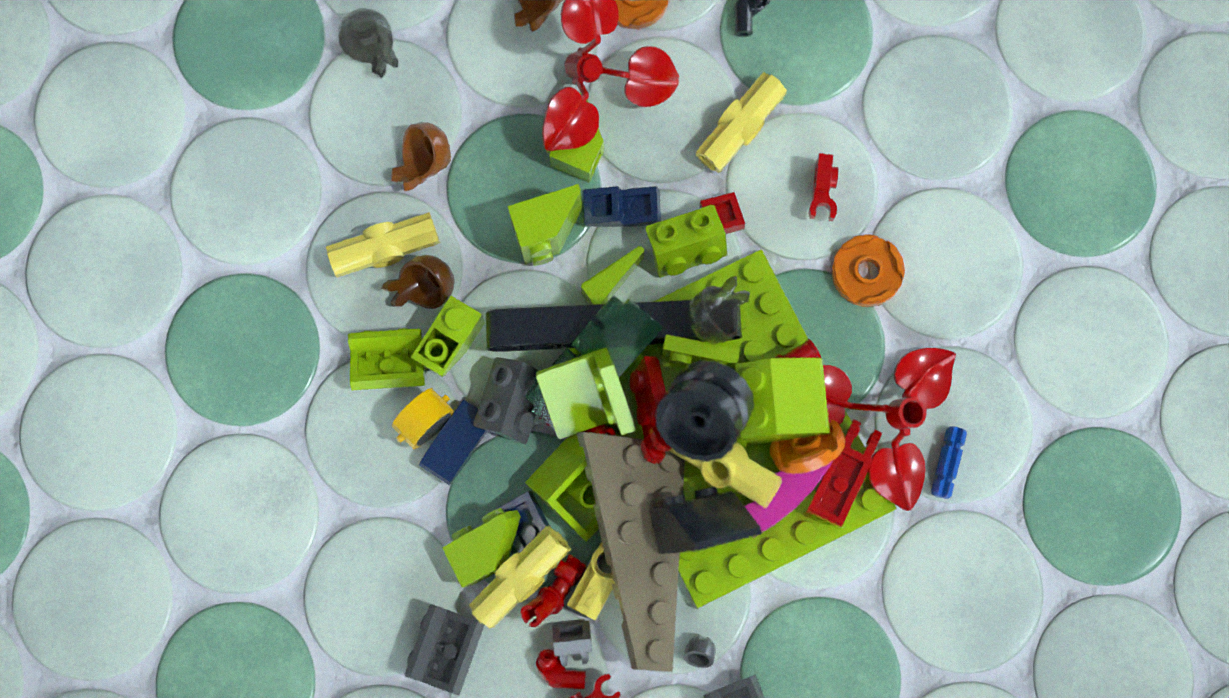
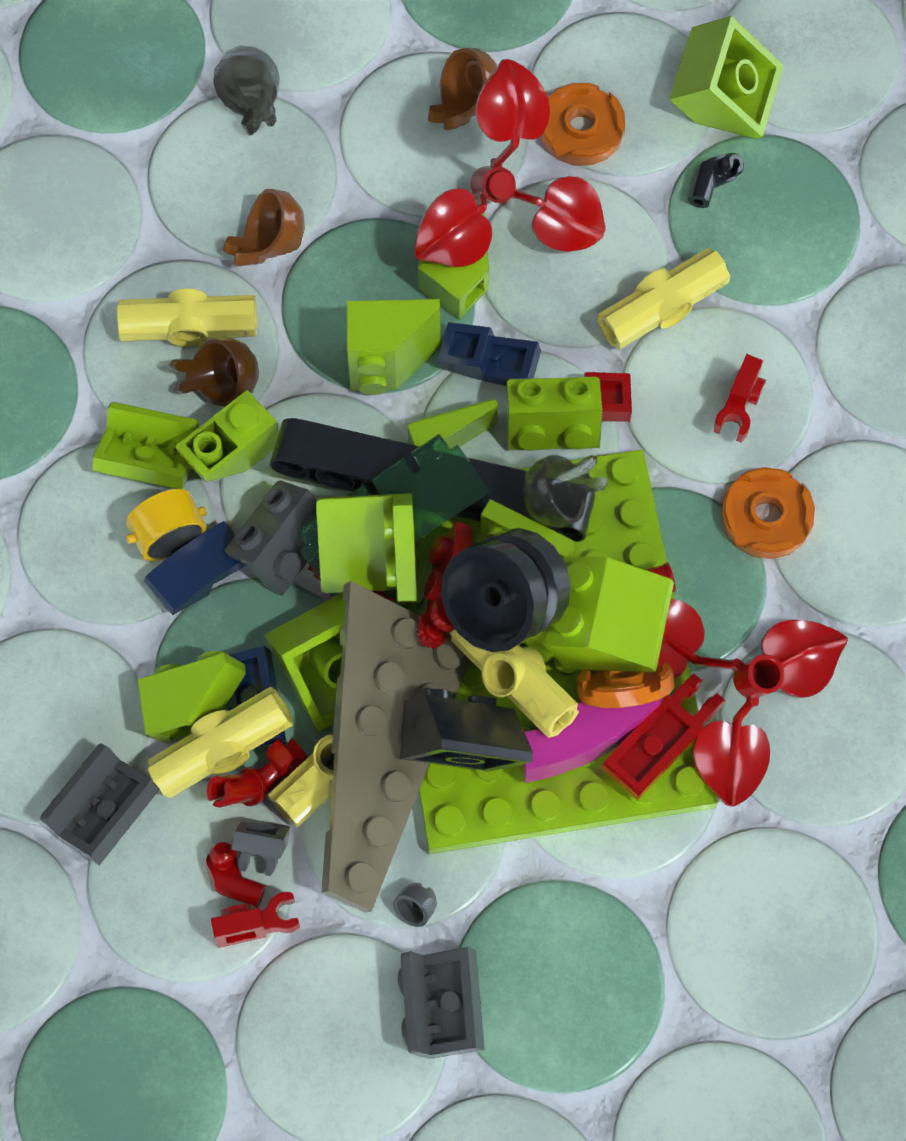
camera: 15 degrees right, 10 degrees down
(949, 462) = (801, 767): blue axle -> none

